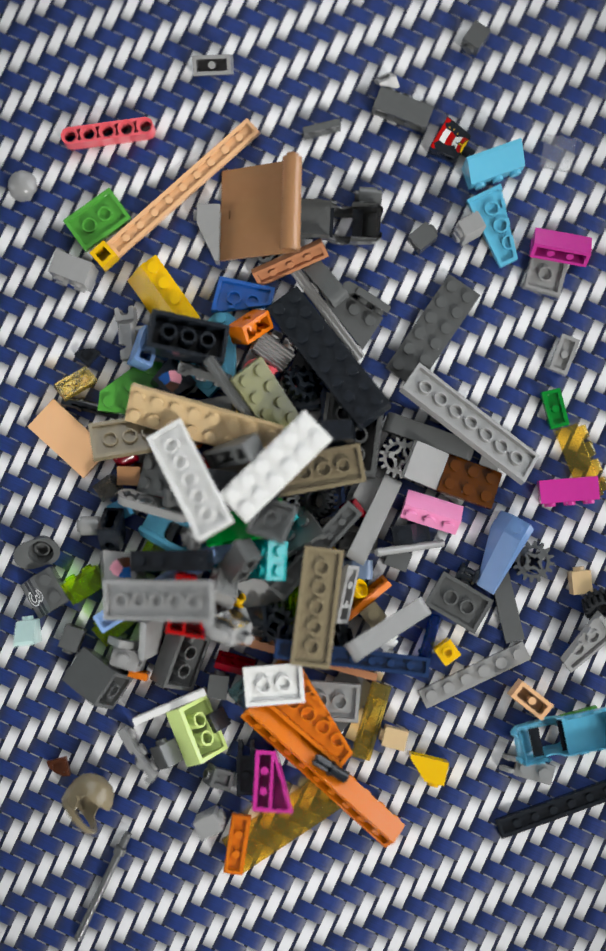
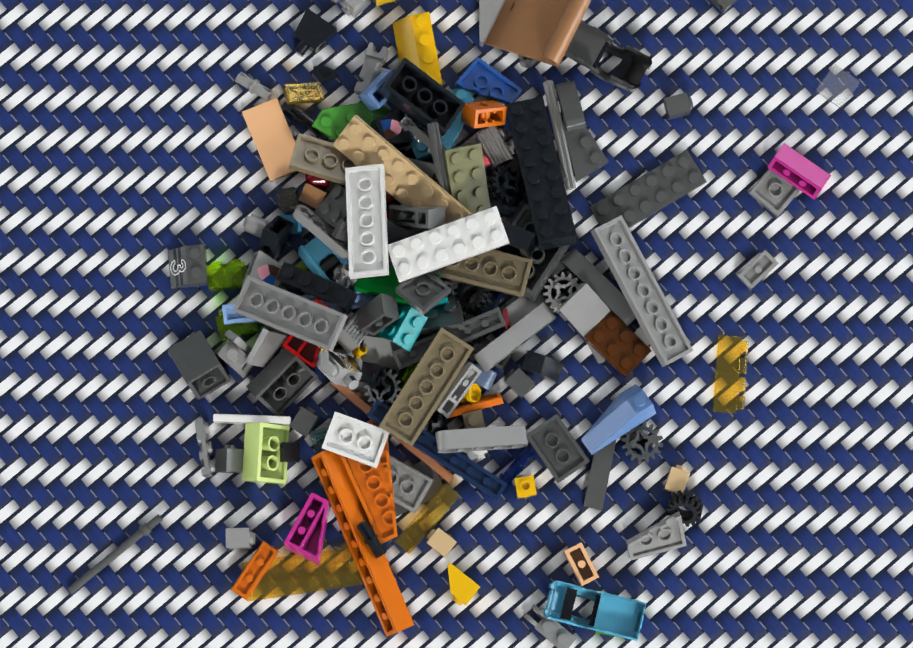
camera: 25 degrees right, 5 degrees down
(27, 397) = (254, 86): none -> light grey pin
(27, 631) = (156, 293): light aqua slope -> none
(36, 552) = (197, 227): dark grey piece -> none
(58, 323) = (313, 33): none -> black torso
(60, 766) = (127, 428): copper tile -> none
(72, 638) = (192, 319): dark grey brick -> none
(87, 794) = (141, 464): dark tan piece -> none
(141, 675) = (237, 378): orange tile -> none
(218, 777) = (265, 504): dark grey bracket -> none
(232, 662) = (325, 406): dark red plate -> none
(245, 768) = (293, 508): black hinge -> none
(290, 262) = (547, 73): nougat plate -> none
(365, 297) = (600, 136): dark grey hinge -> none
(368, 195) = (646, 46): dark grey brick -> none
(409, 547) = (535, 377): light grey bar -> none
(431, 512) = (570, 354): bright pink brick -> none
(451, 142) = (743, 33): torso -> none
(468, 228) = (722, 116): light grey brick -> none
(471, 579) = (578, 429): black bush -> none
(474, 674) = (541, 521): light grey plate -> none
(494, 164) = (772, 70): medium azure slope -> none
(497, 232) = (749, 120): medium azure wing -> none
(554, 408) = (726, 314): green plate -> none
(568, 491) = (704, 393): dark pink brick -> none

